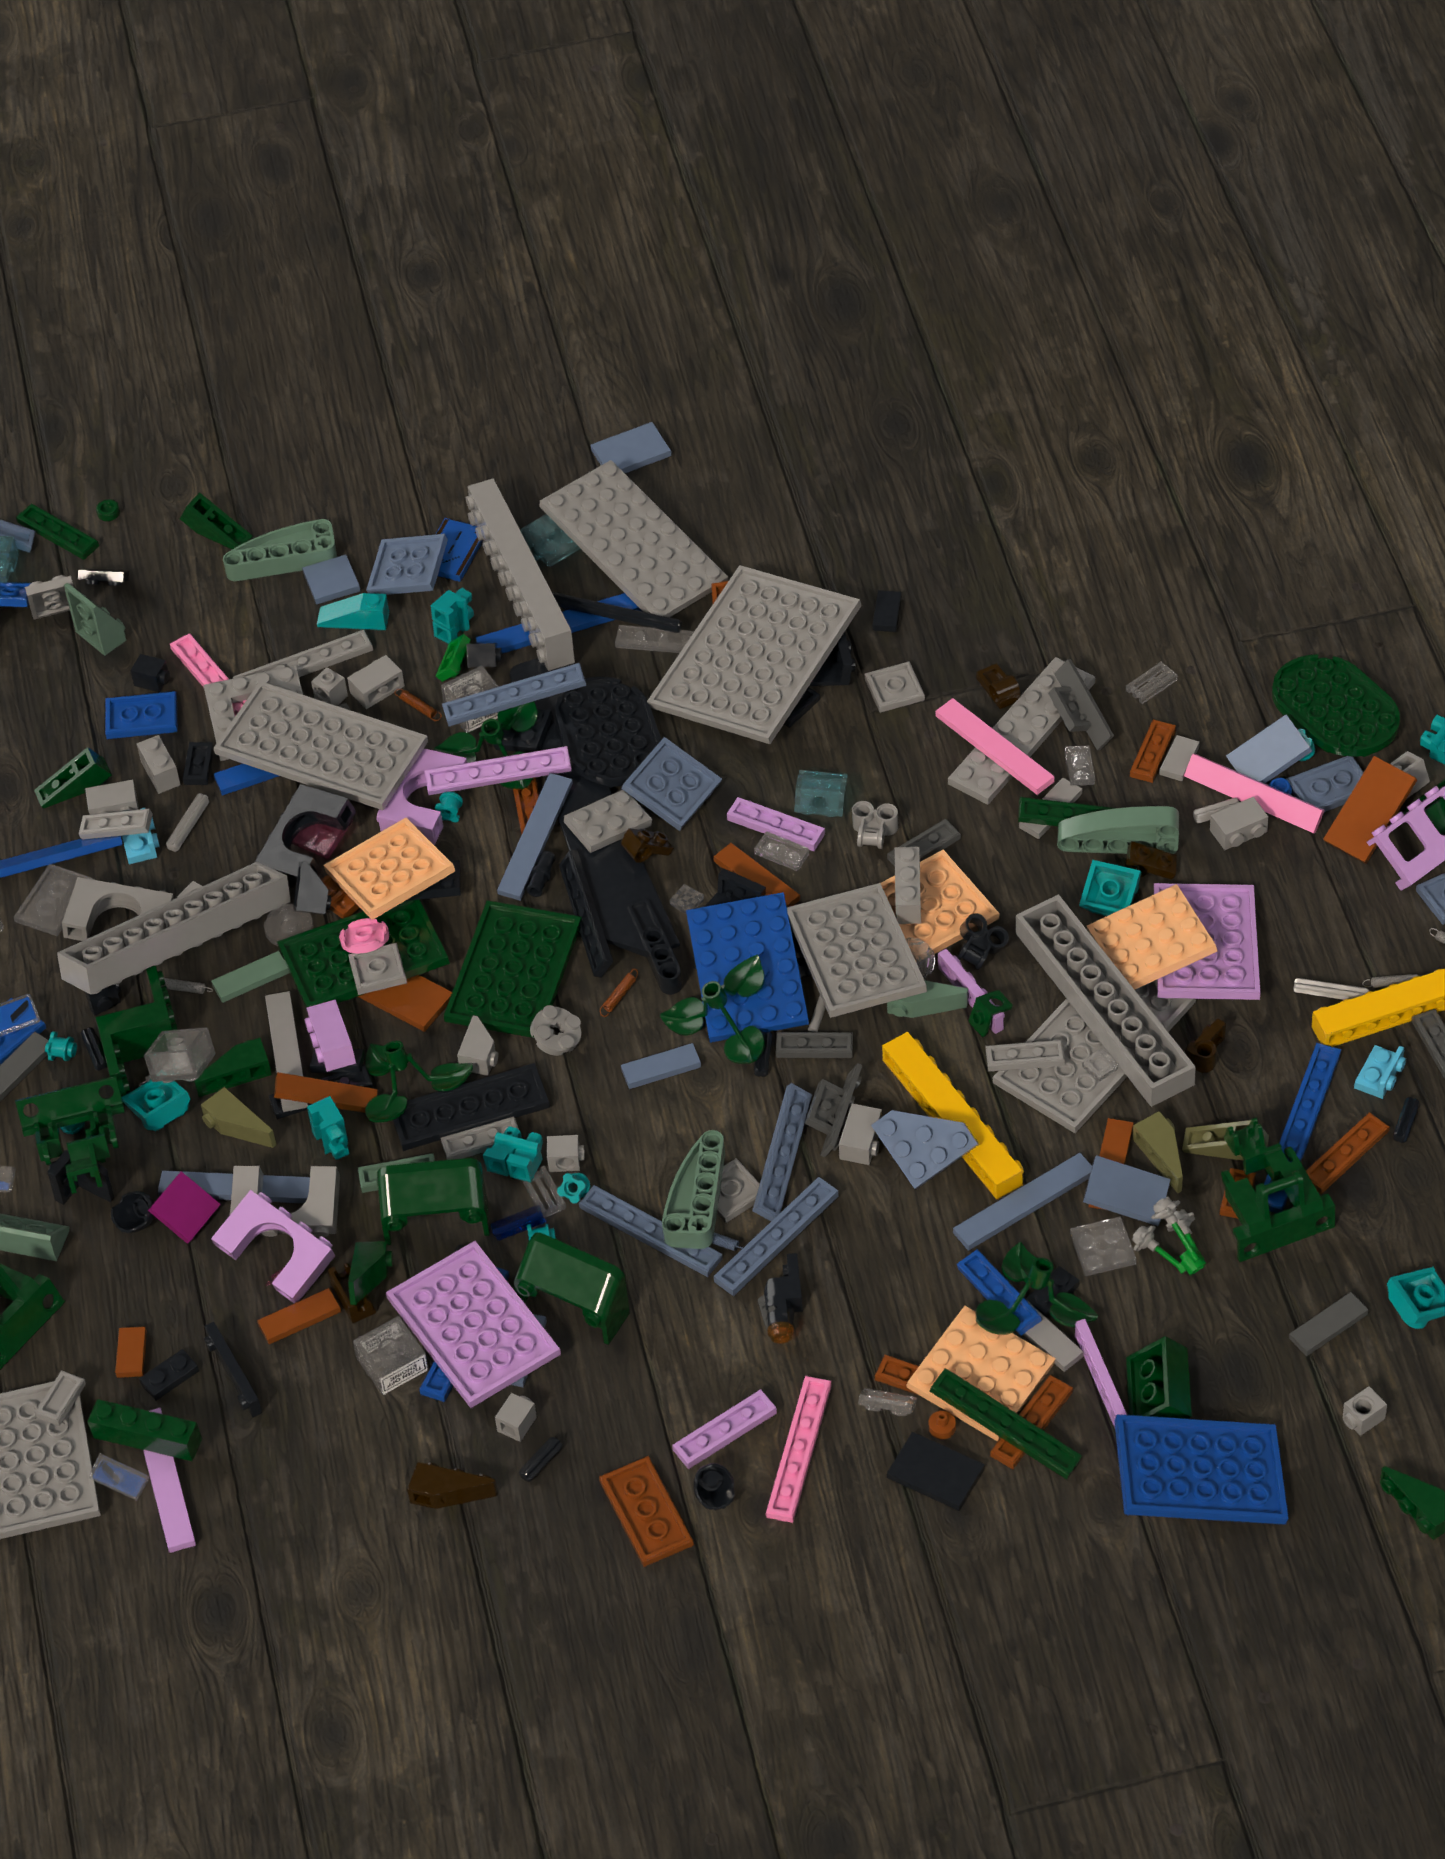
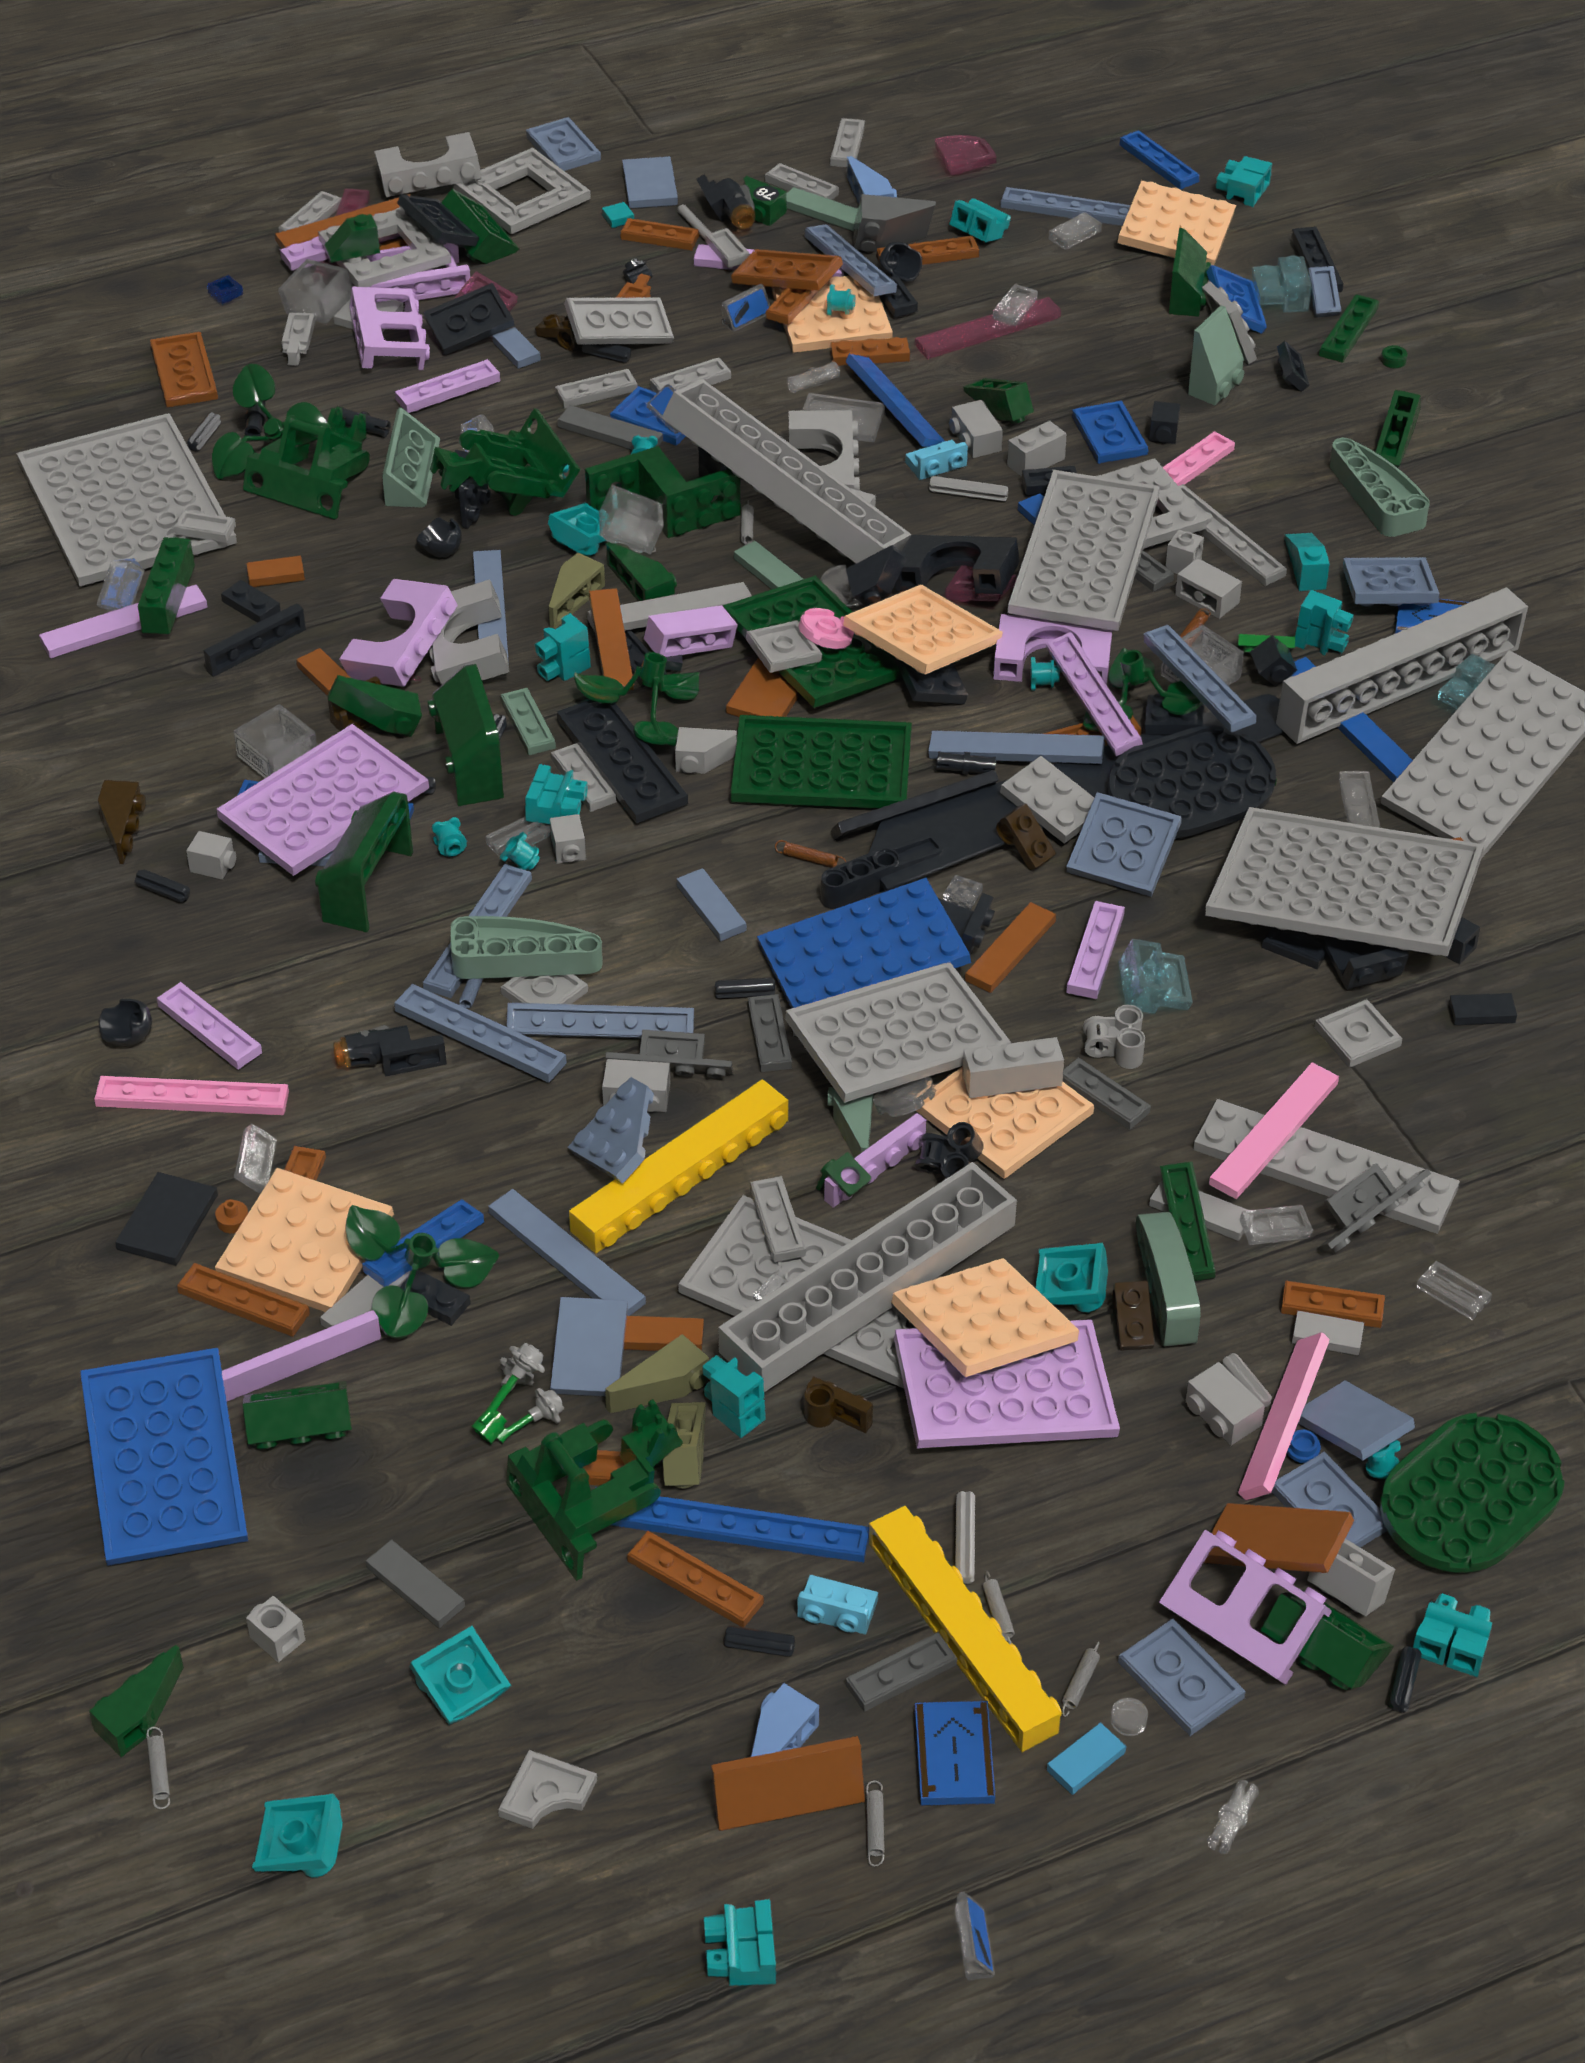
camera: 75 degrees right, 5 degrees down
(115, 824) = (939, 429): light grey tile -> none
(184, 1207) = (451, 564): magenta tile -> none
(331, 579) = (1355, 533): sand blue tile -> none
(518, 1222) = (469, 817): clear blue slope -> none
(561, 1019) = (748, 816): light grey plate -> none
(618, 613) = (1380, 760): black axle -> none
(646, 1511) = (102, 980): dark orange tile -> none
(686, 1015) = (783, 913): dark green plant -> none
(781, 851) = (1054, 960): clear plate -> none
(1001, 688) = (1385, 1130): dark brown plate -> none
(1005, 1423) = (224, 1265): dark green tile -> none
(1103, 1246) = (499, 1328): clear plate -> none
(1195, 1102) = (734, 1397): none -> teal hips

